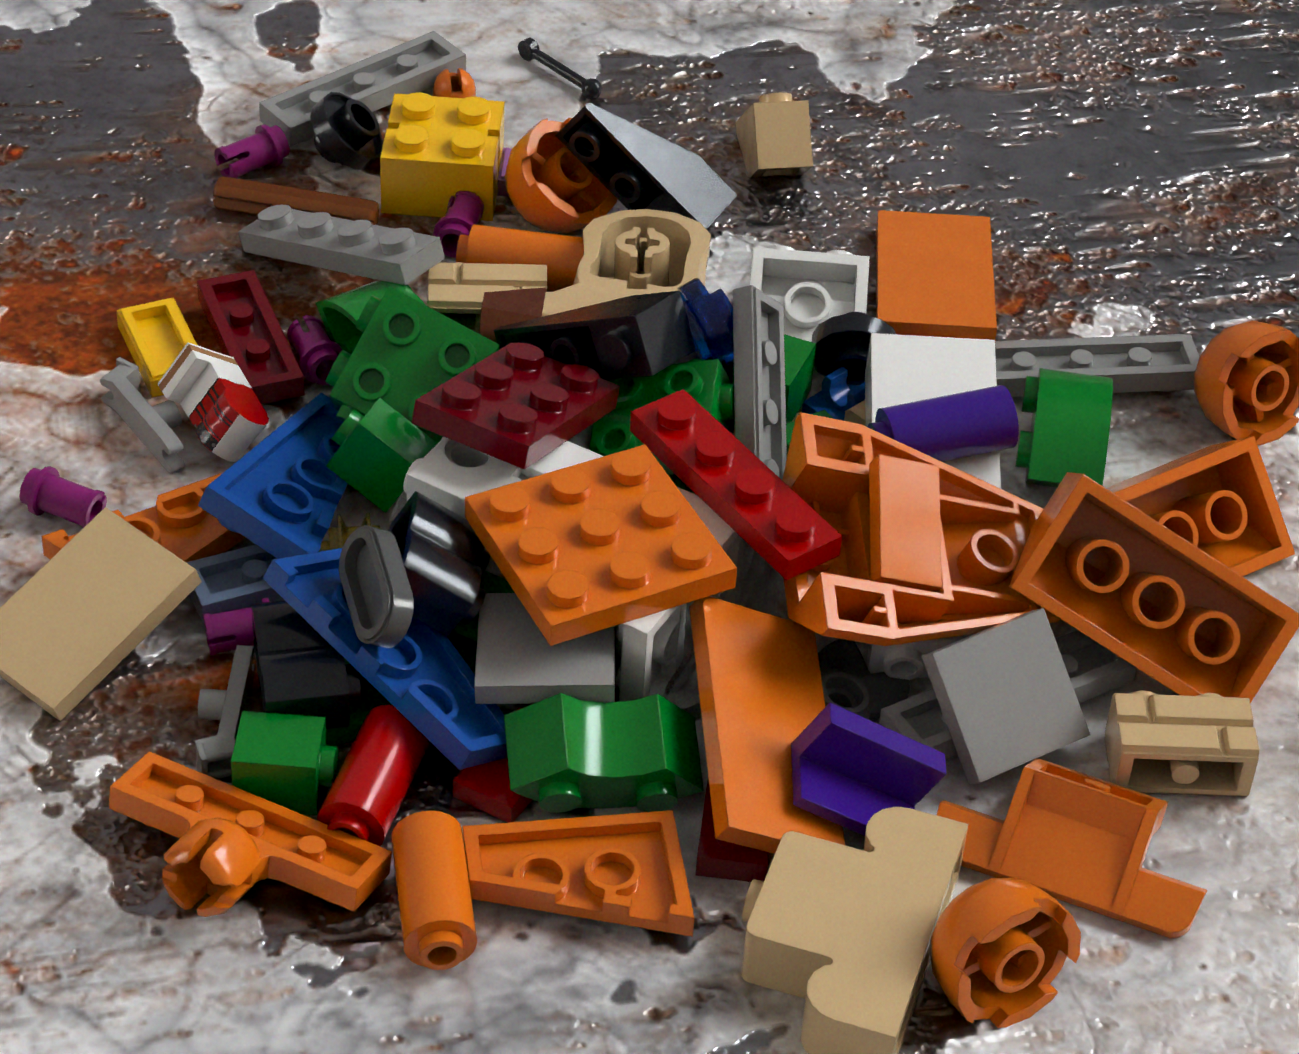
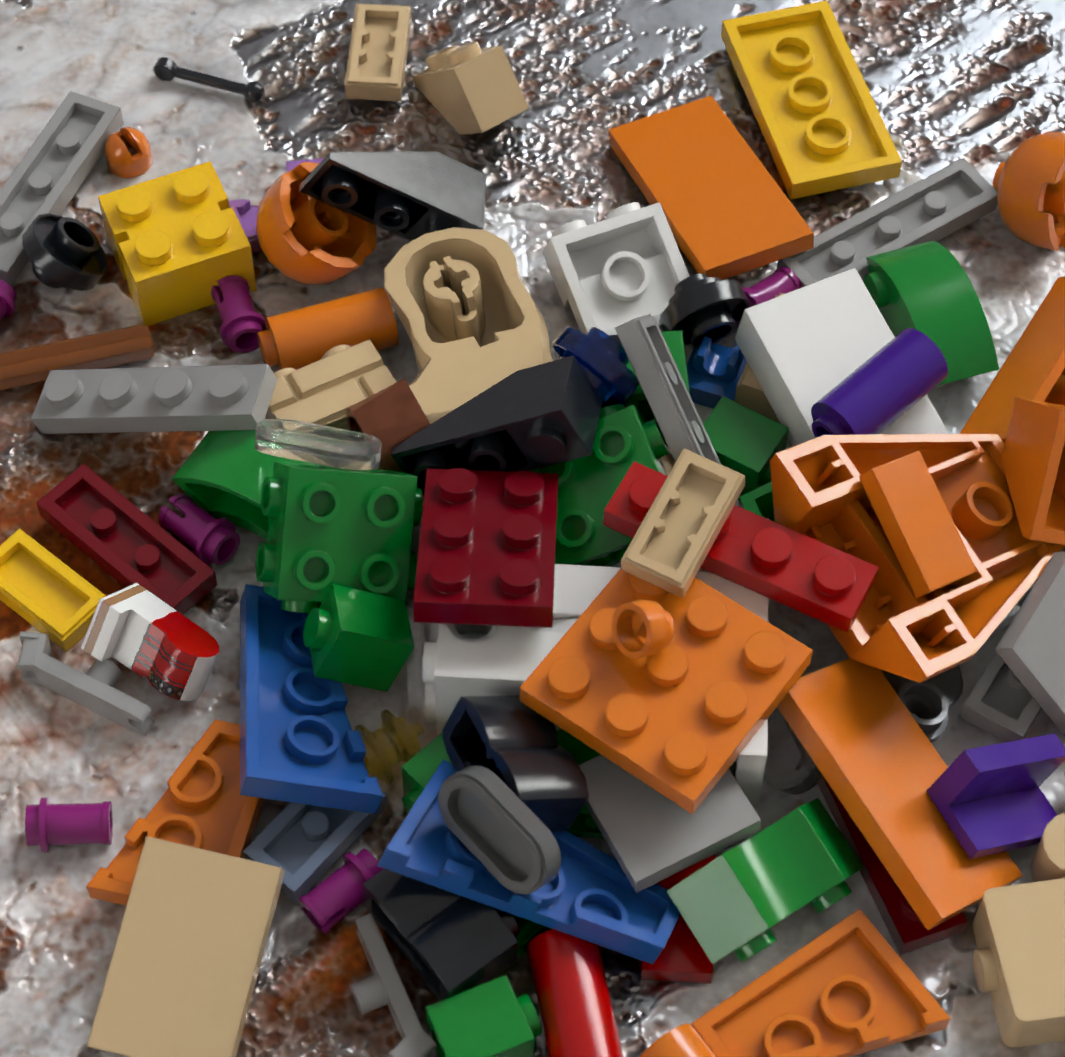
camera: 25 degrees left, 15 degrees up
(436, 297) = (318, 444): none -> clear tile
(590, 482) = (638, 621): none -> orange hinge
(682, 428) = (683, 523): none -> tan plate
(715, 93) = (378, 52): none -> tan plate
(1080, 251) = (810, 100): none -> yellow plate

